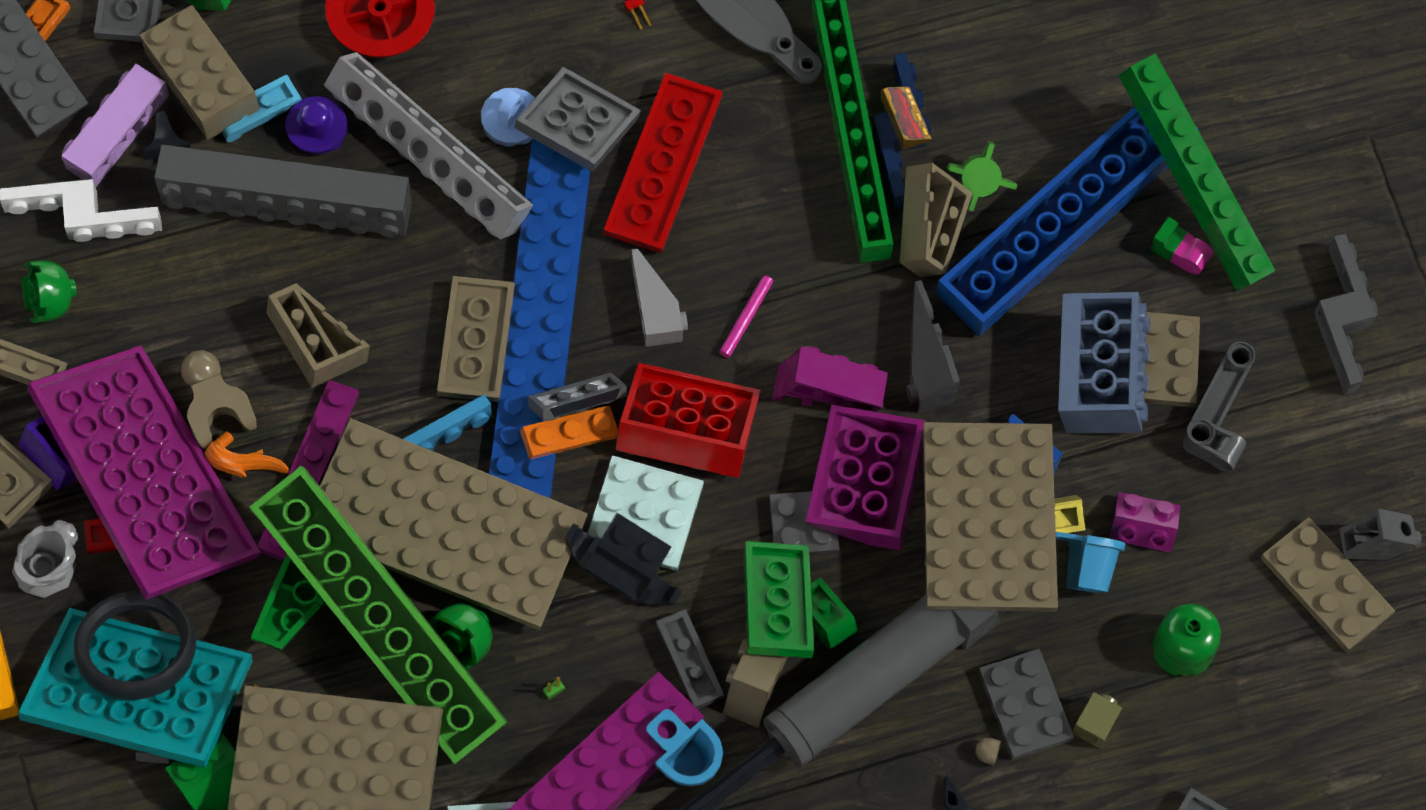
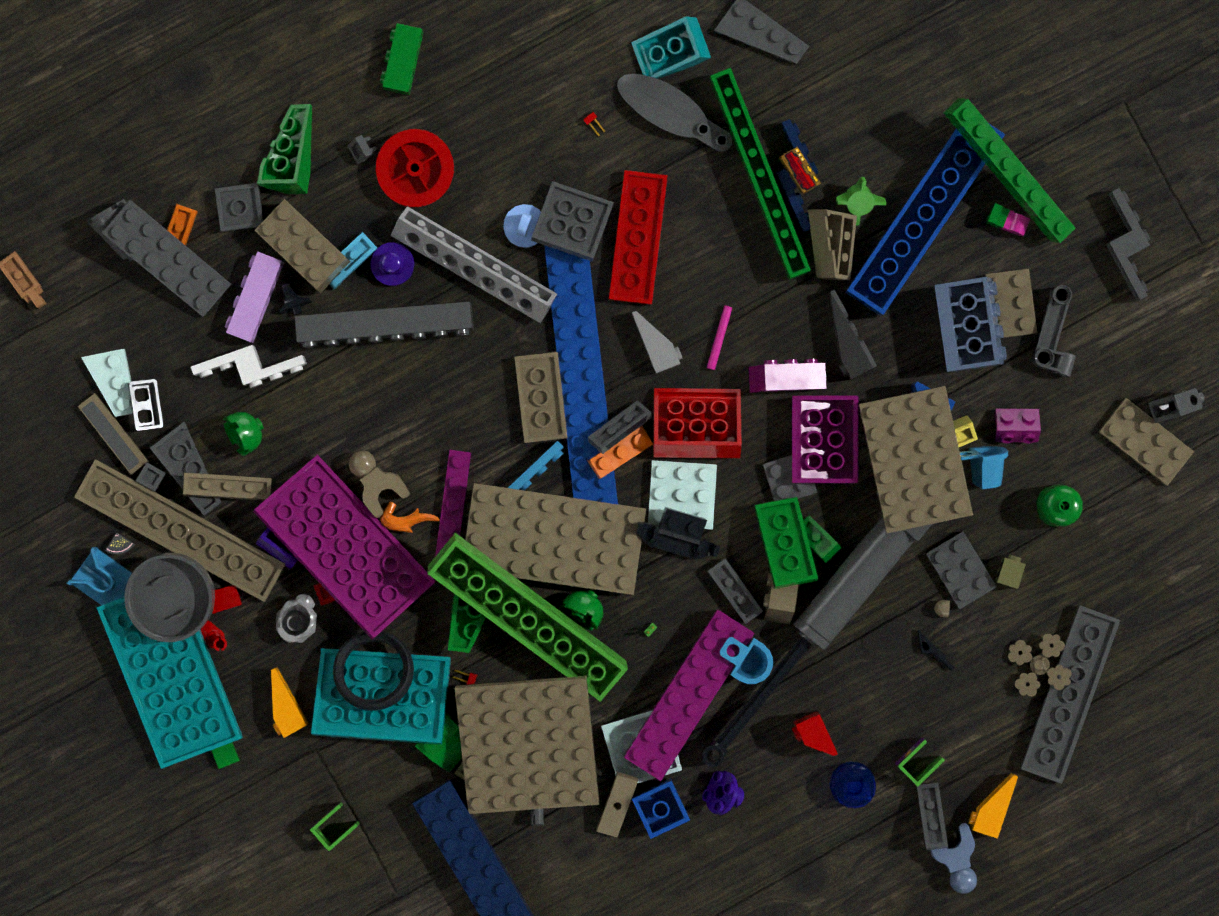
camera: 10 degrees left, 20 degrees up
(314, 337) = (432, 424): dark tan wedge -> none

